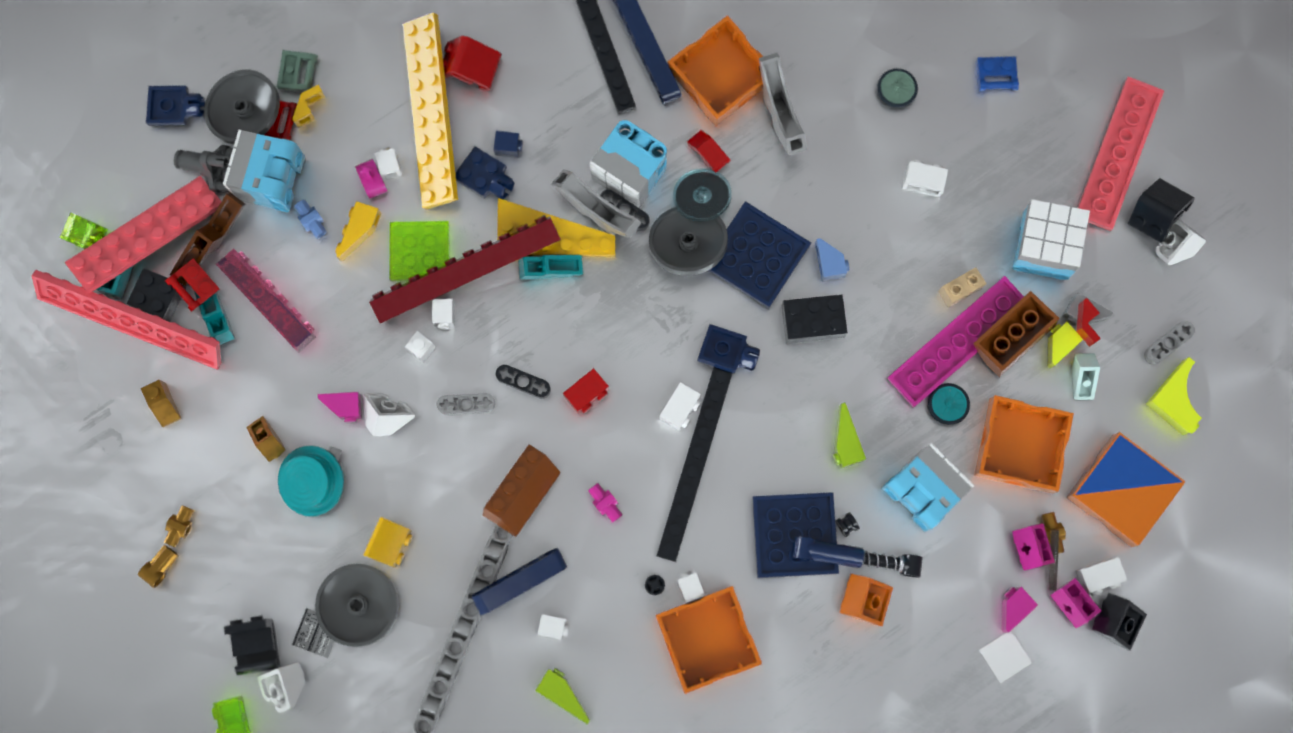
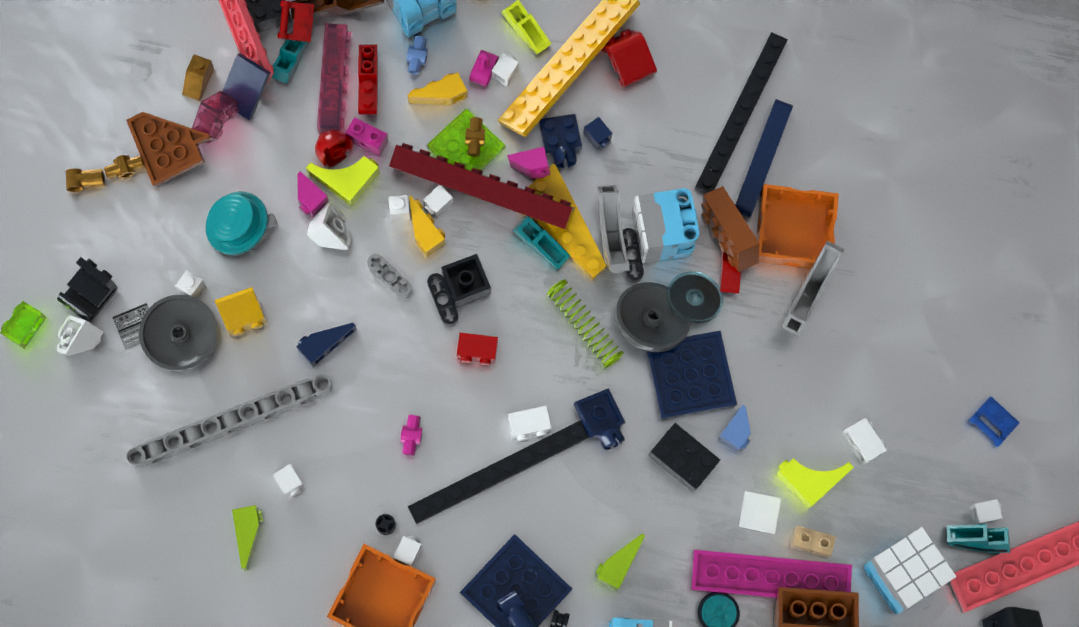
camera: 40 degrees right, 5 degrees down
(194, 478) = (166, 146): none -> dark orange wing
(206, 373) = (246, 84): none -> dark blue tile
(206, 419) = (214, 113): none -> clear pink brick
(265, 439) = (237, 167): pearl gold slope -> none
(293, 274) = (368, 79): none -> red slope
(321, 351) = (332, 147): none -> red cylinder
(326, 561) = (190, 284): none -> white brick
(339, 318) = (367, 136): none -> dark pink brick
(361, 366) = (347, 182): none -> neon yellow arch
(369, 116) = (526, 27): none -> neon yellow slope
(420, 237) = (475, 136): none -> pearl gold axle
(460, 346) = (426, 234): none -> yellow slope
(469, 506) = (322, 343): none -> dark blue slope
(482, 215) = (530, 163): none -> dark pink slope
(519, 581) = (298, 426): dark blue beam -> none
(521, 491) = (363, 368): dark orange slope -> none
(526, 350) = (466, 280): none -> black brick
(598, 288) = (612, 359): none -> lime piece
(679, 119) = (730, 229): none -> dark orange brick
(897, 88) = (910, 360): sand green wheel -> none
(904, 303) = (759, 512): none -> white sticker
(918, 249) = (808, 483): none -> neon yellow arch
(1056, 144) = (986, 511): none -> white brick
(1070, 167) = (979, 538): none -> teal slope

